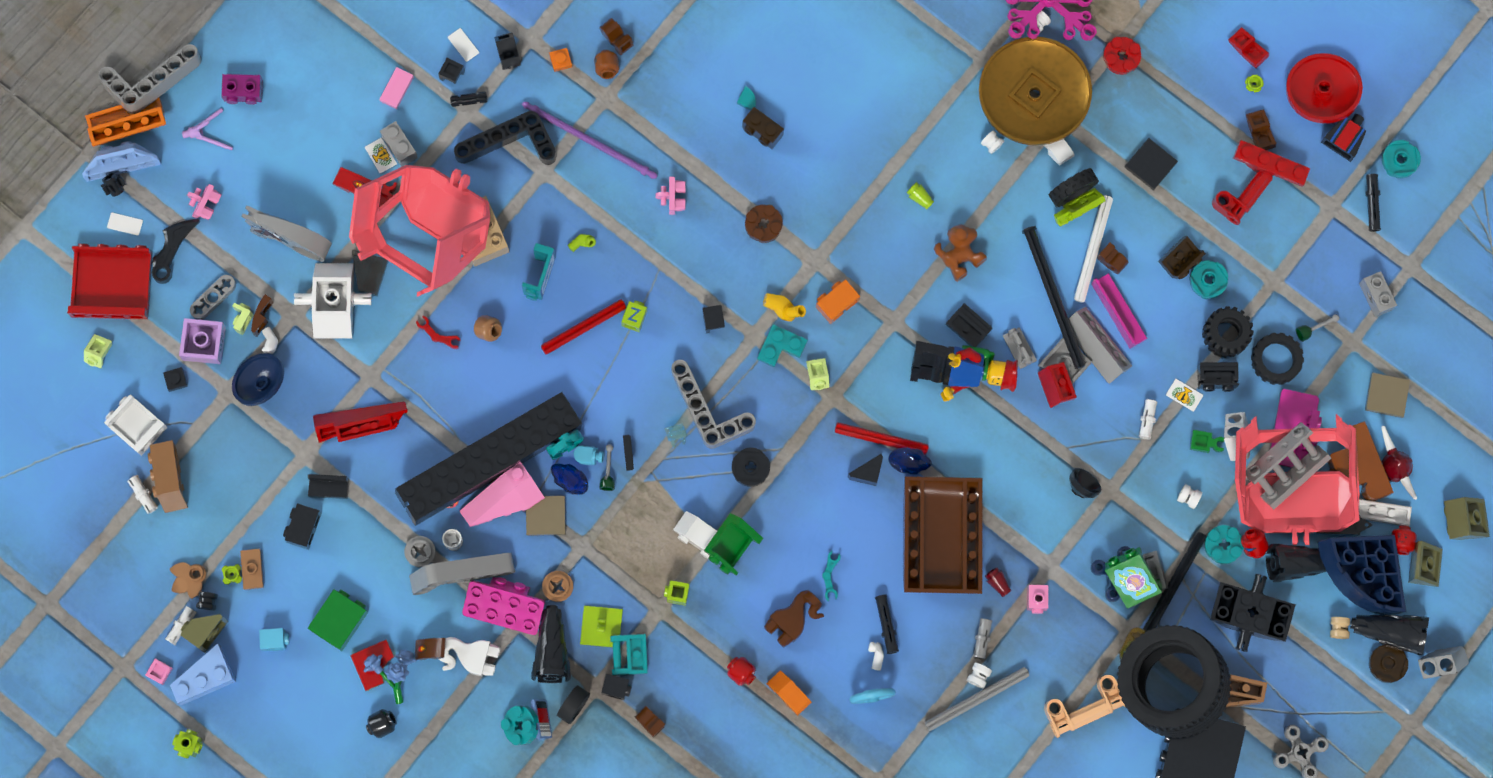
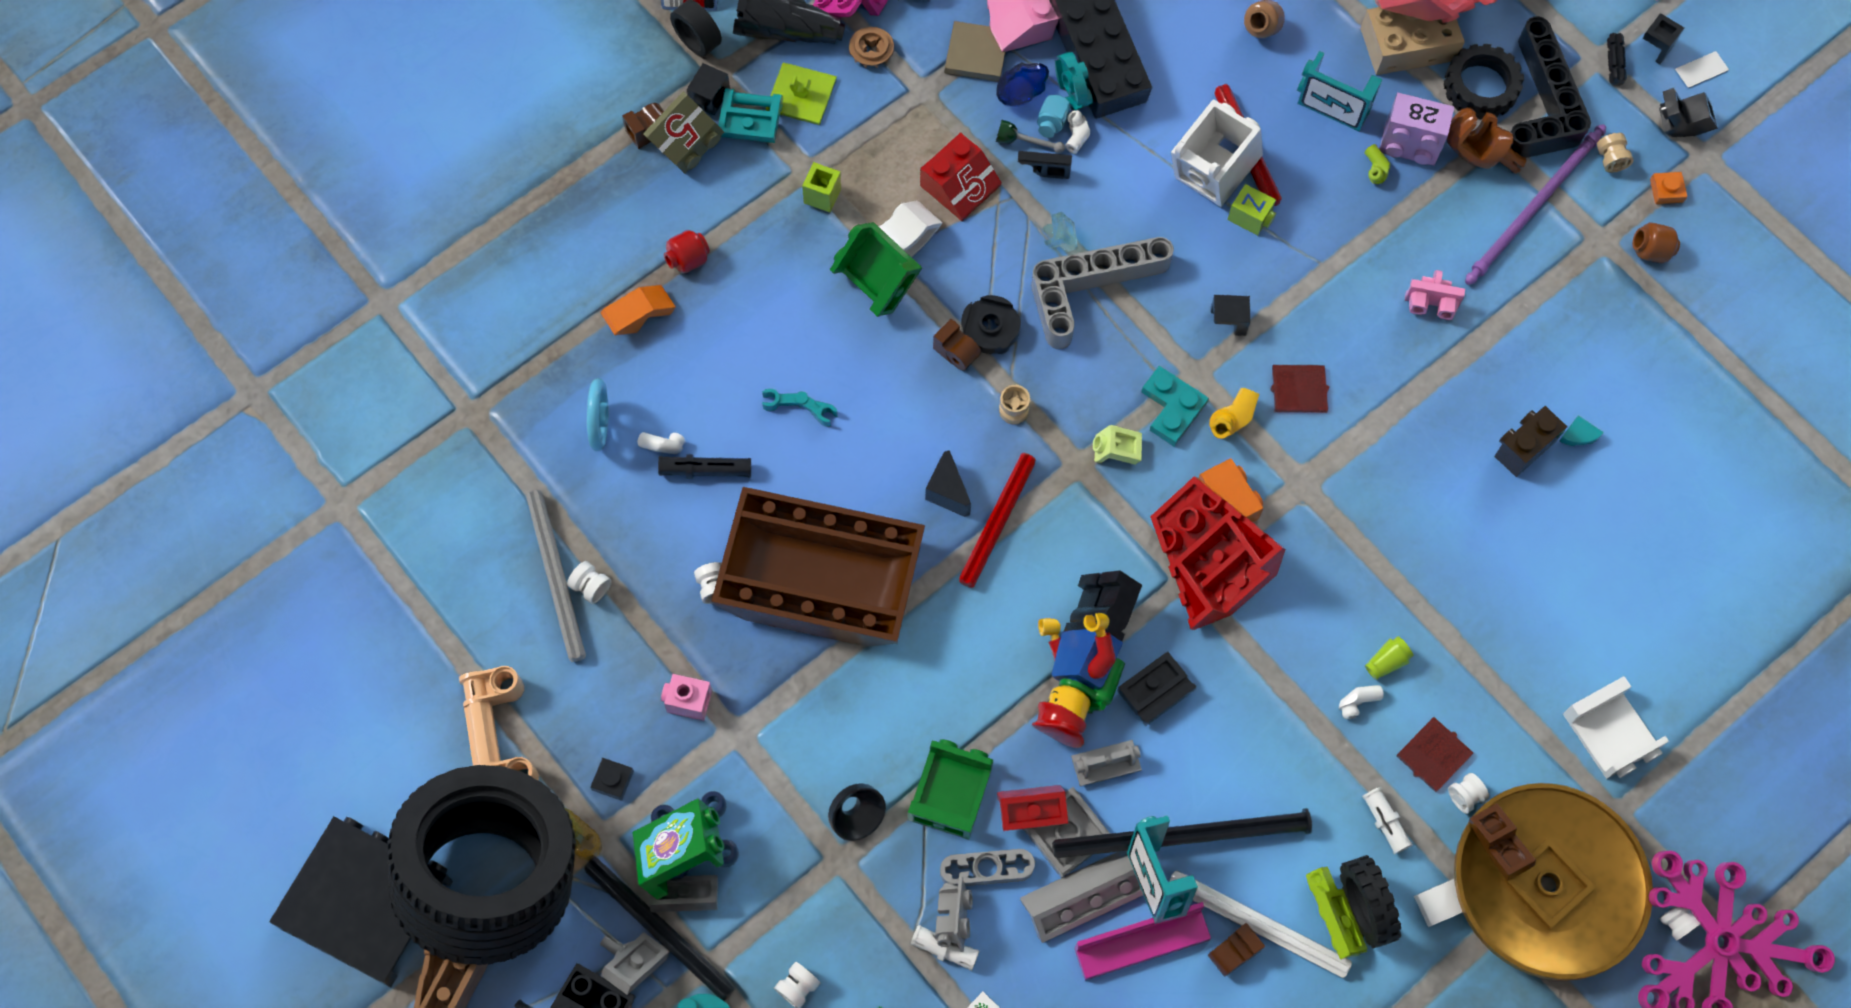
camera: 105 degrees right, 10 degrees down
(504, 201) = (1488, 57): none -> black tyre
(544, 94) = (1614, 152): none -> tan wheel
(557, 177) = (1485, 144): none -> dark orange piece
(558, 219) = (1416, 129): none -> lavender brick
(595, 436) = (1079, 129): none -> white arm
(608, 344) = (1207, 165): none -> white container
(614, 34) = (1702, 264): reddish brown leg -> none
(648, 506) = (959, 177): none -> red slope
(660, 690) = (684, 133): none -> olive slope
(751, 270) = (1299, 388): none -> clear red piece
(761, 234) = (1378, 402): reddish brown plate -> none
(771, 485) = (955, 346): none -> reddish brown leg
(792, 619) = (745, 334): reddish brown hips -> none
(805, 438) = (1014, 397): none -> tan wheel
(879, 306) = (1213, 553): none -> red wedge
(909, 460) = (953, 549): clear blue arm -> none
(935, 64) = (1613, 730): none -> white panel
(947, 210) = (1358, 696): none -> white arm
(961, 238) = (1306, 703): dark orange animal -> none
(962, 601) = (707, 578): none -> white wheel
(970, 164) = (1434, 754): none -> clear red piece
(982, 638) = (646, 601): light grey pin -> none
(998, 581) = (730, 643): dark red cone -> none
(1017, 185) = (1387, 820): none -> white pin
(1022, 120) = (1500, 842): none -> reddish brown slope
(1057, 434) = (951, 788): none -> green panel
(1090, 308) = (1163, 898): none -> teal panel
(1094, 632) = (612, 779): none -> black plate
(1096, 419) = (1012, 872): none -> light grey beam
(1123, 417) = (955, 902): none -> light grey hinge
(1199, 589) = (632, 961): none -> light grey plate

